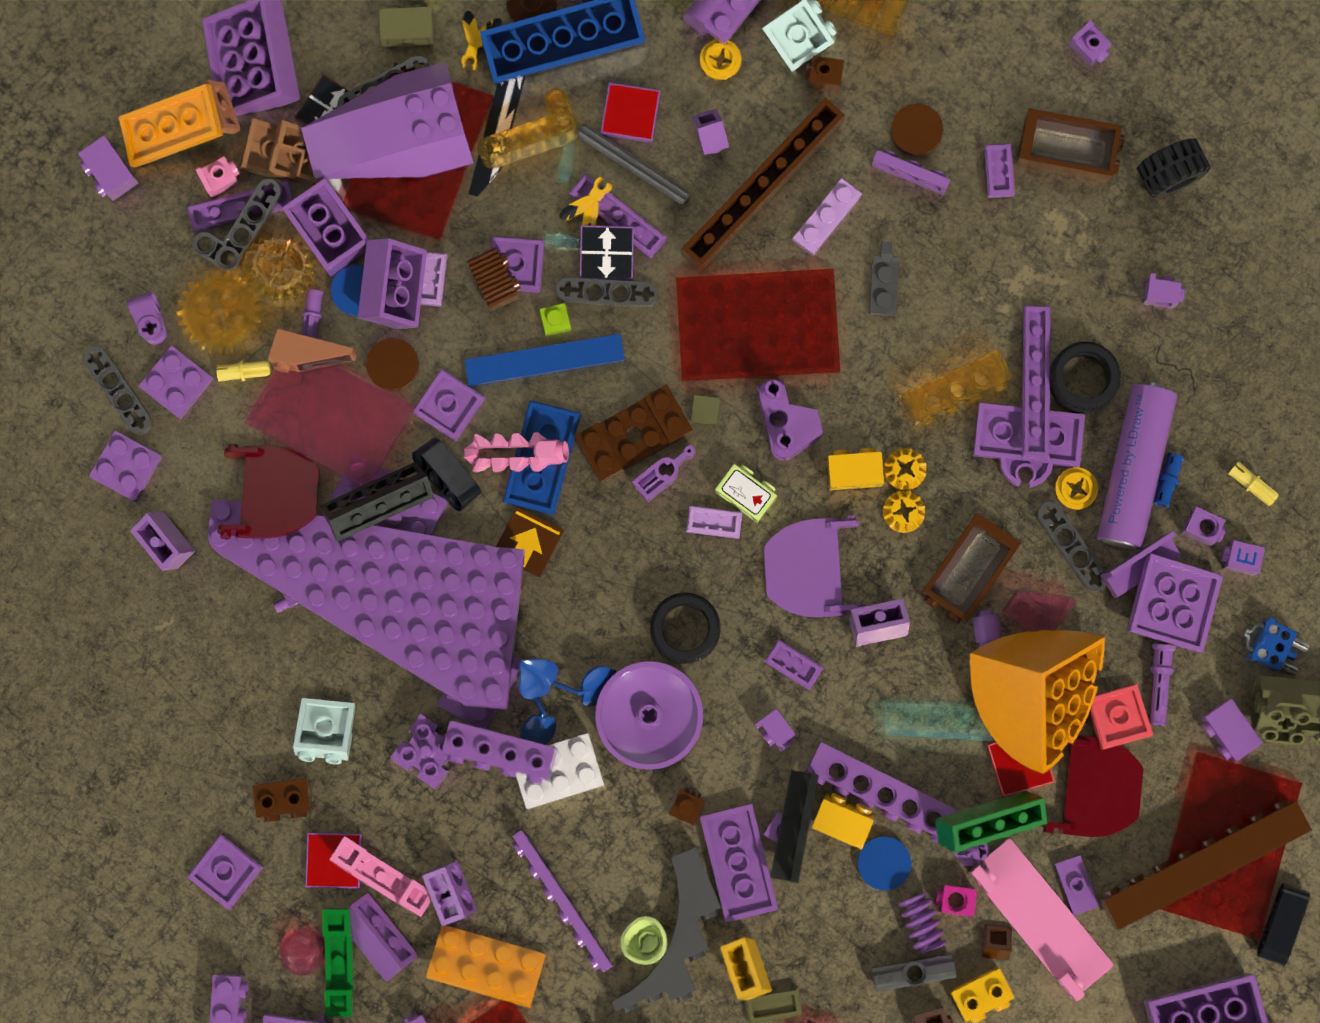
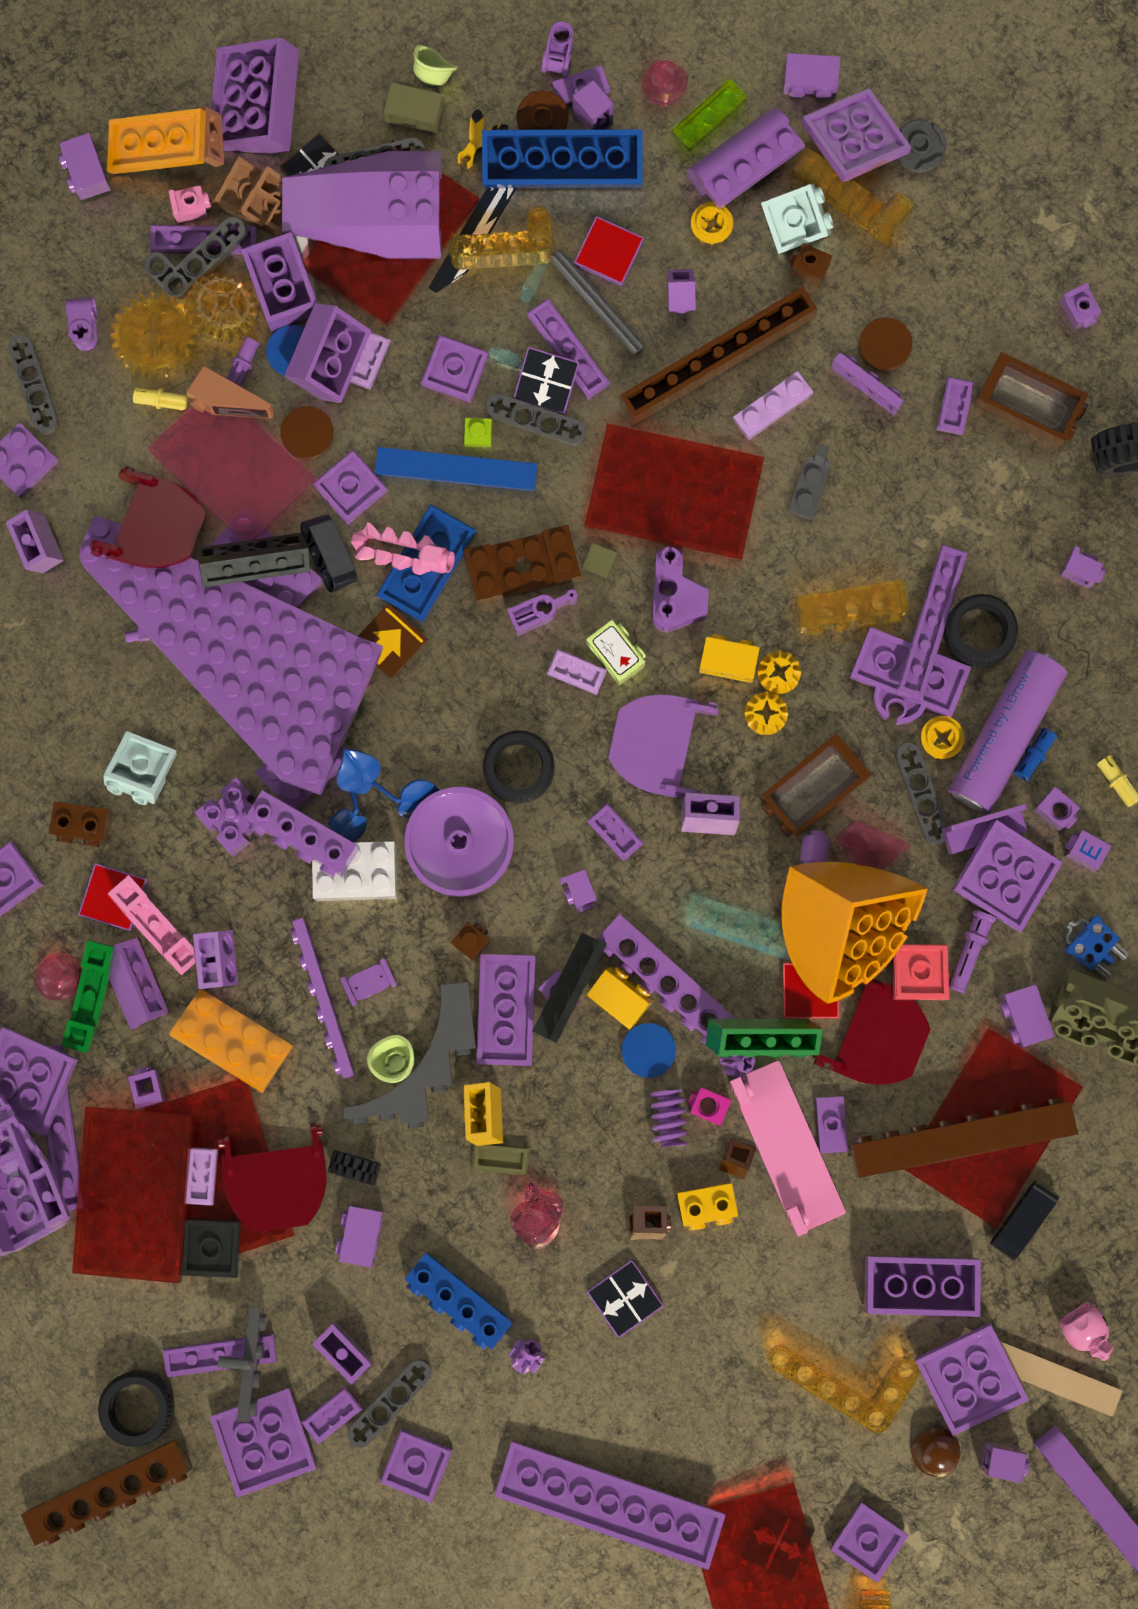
camera: 15 degrees right, 0 degrees up
(176, 382) = (92, 392): medium lavender plate -> none
(493, 279) = (427, 376): reddish brown brick -> none
(588, 205) = (540, 329): yellow piece -> none
(600, 873) = (368, 982): none -> medium lavender piece
(931, 969) = (666, 1166): dark grey piece -> none

